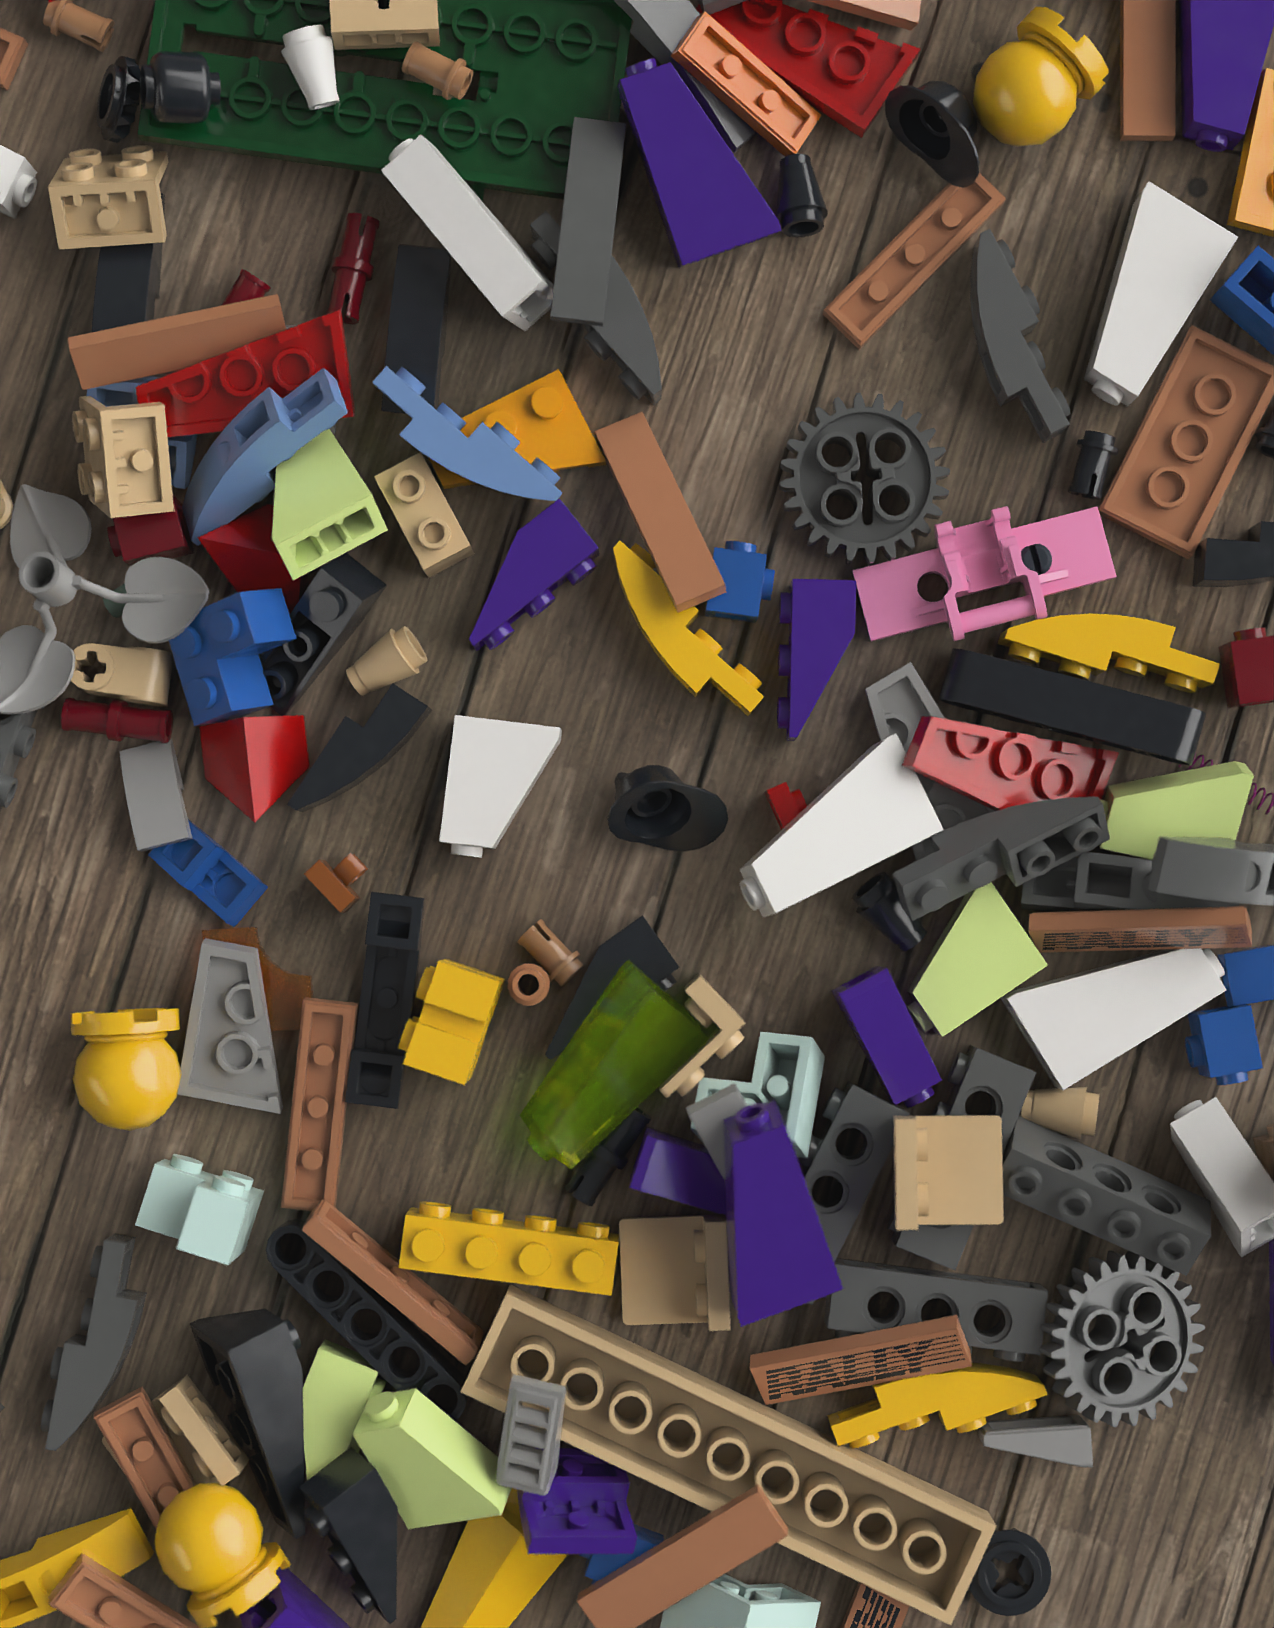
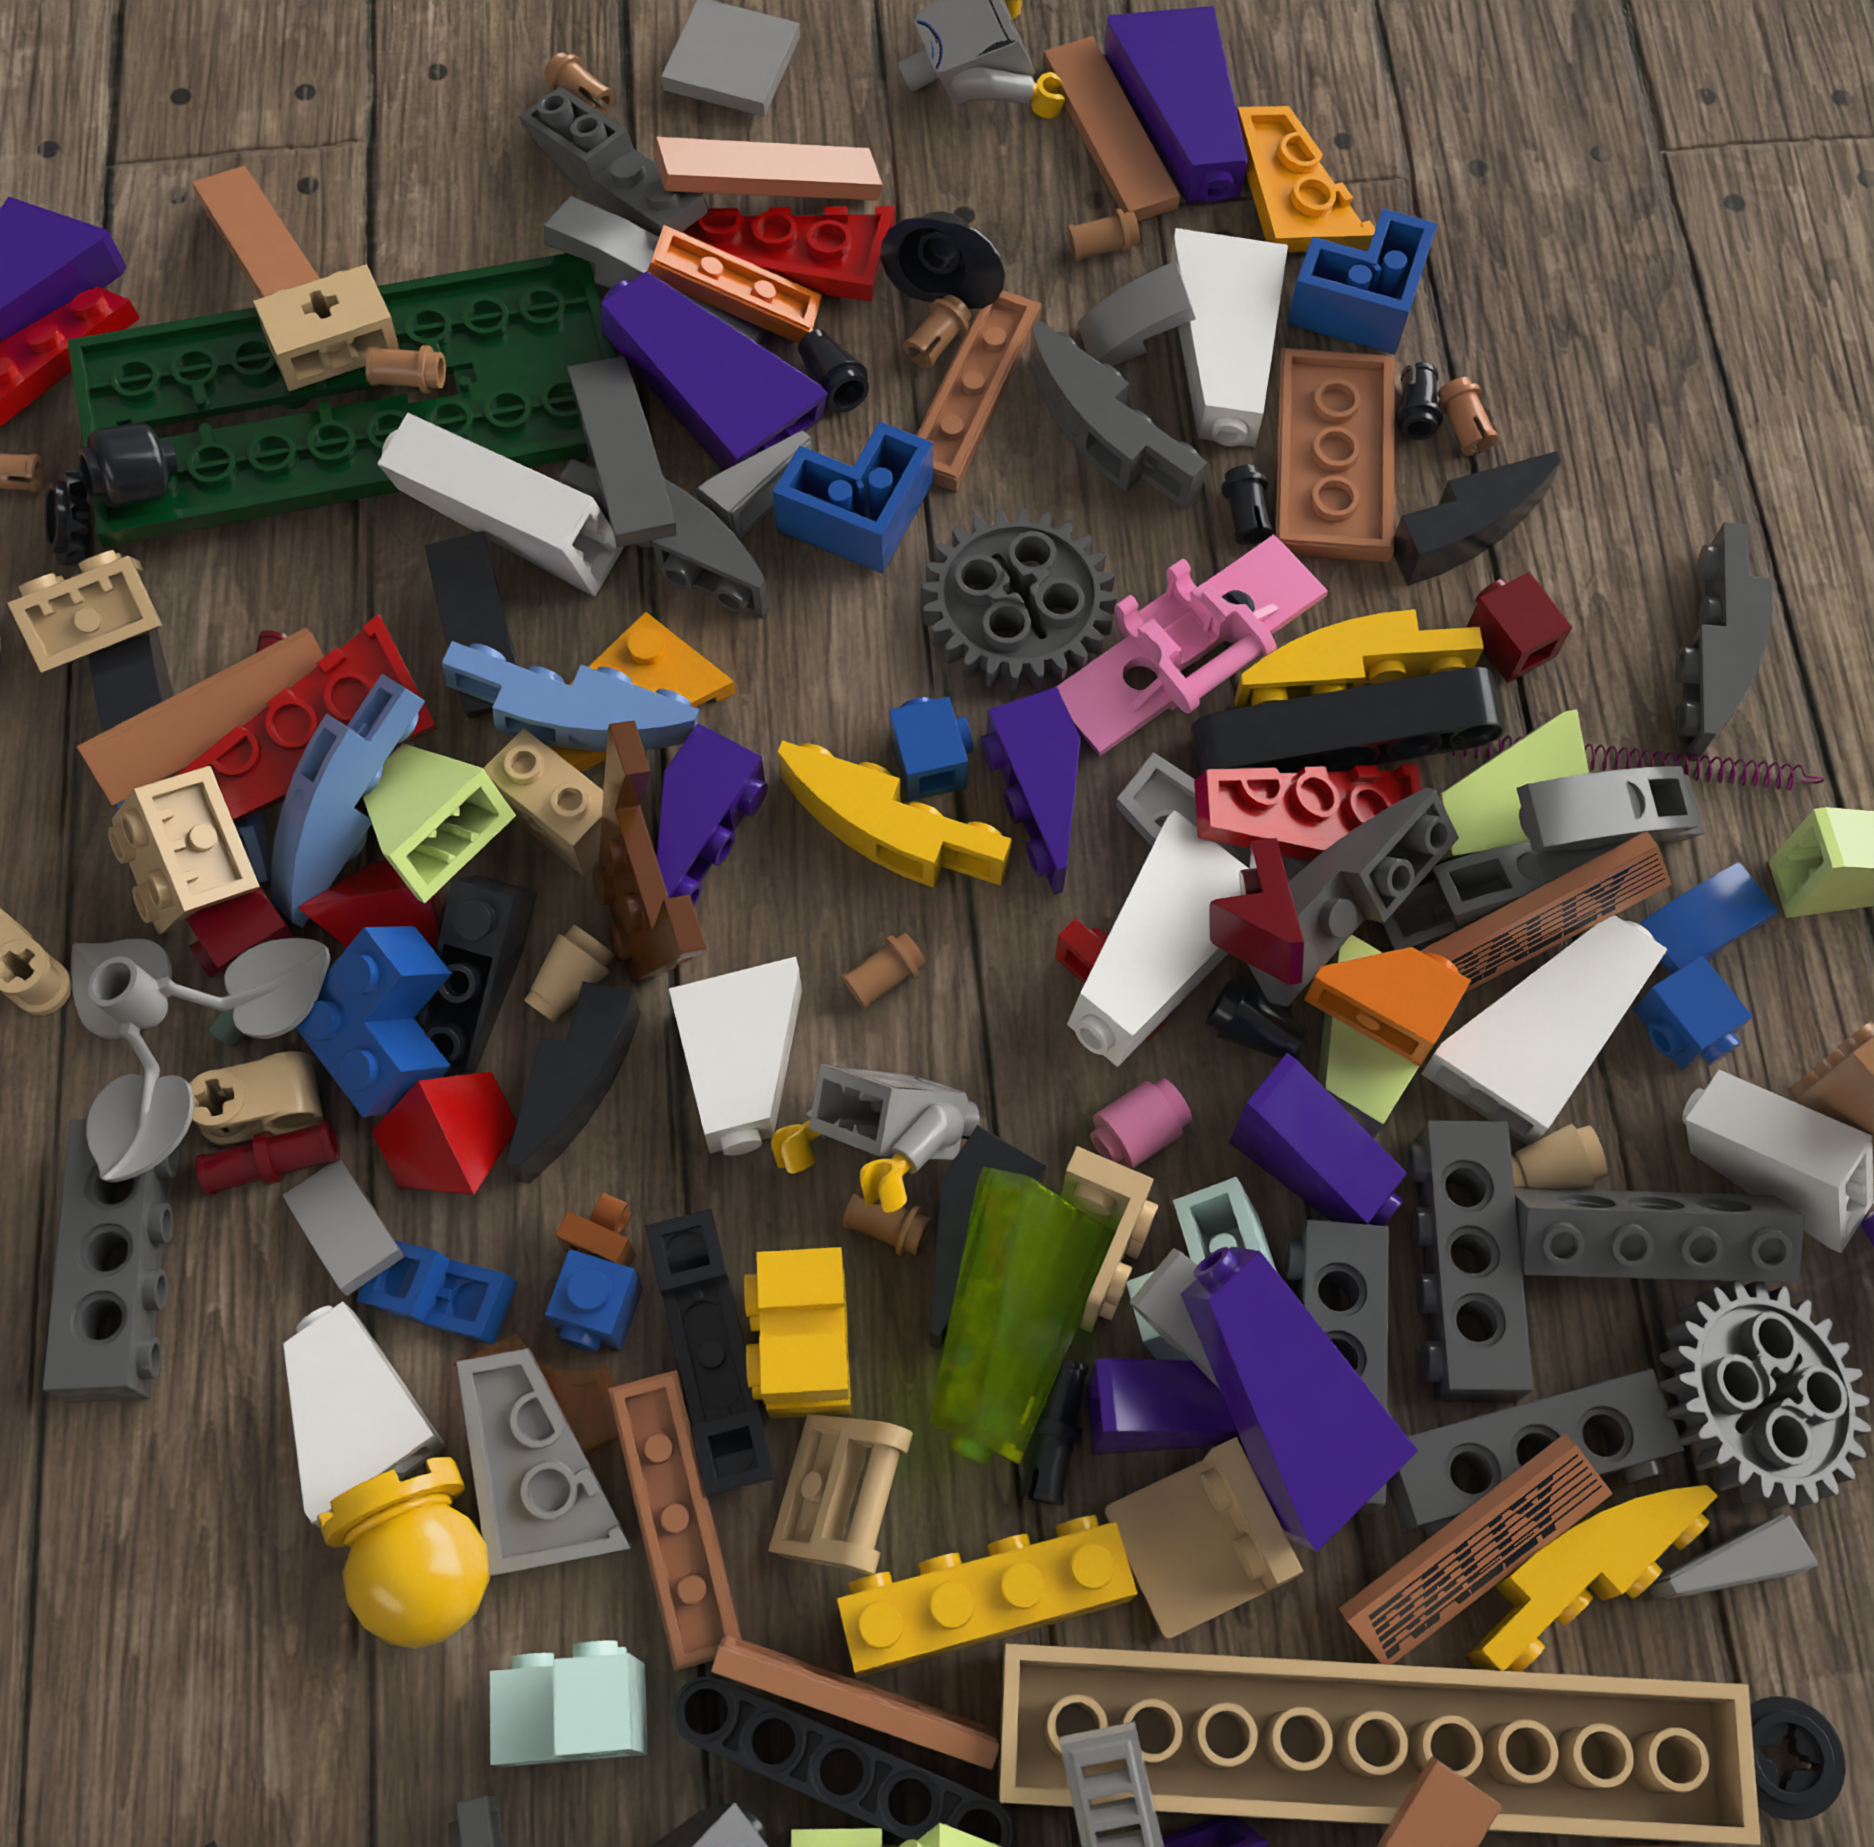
camera: 25 degrees left, 20 degrees down
(117, 939) = (349, 1409): none -> white slope
(312, 64) = (266, 399): white cone -> none
(314, 931) = (594, 1302): none -> blue brick
(353, 266) = (382, 588): dark red pin -> none
(427, 1131) = (824, 1487): none -> tan plate
(458, 615) = (648, 926): none -> reddish brown wing
(515, 988) = (865, 1250): nougat pin -> none
(578, 885) = (882, 1116): none -> light grey torso
(627, 755) = (884, 969): none -> medium nougat pin
(660, 512) = (817, 702): nougat tile -> none
(664, 812) = (956, 1008): black piece -> none
(682, 291) = (745, 491): none -> light grey slope
(767, 351) = (857, 508): none -> blue brick
(767, 956) = (1140, 1123): none -> bright pink brick
(905, 191) = (946, 321): none -> medium nougat pin
(913, 867) = (1263, 921): none -> dark red slope
(947, 1170) = (1465, 1266): tan bracket -> none
(994, 953) = (1392, 998): none -> orange slope
(1033, 83) = (1025, 179): yellow tile -> none
(1077, 251) = (1135, 312): none -> light grey slope
(1090, 150) = (1104, 235): none -> medium nougat pin

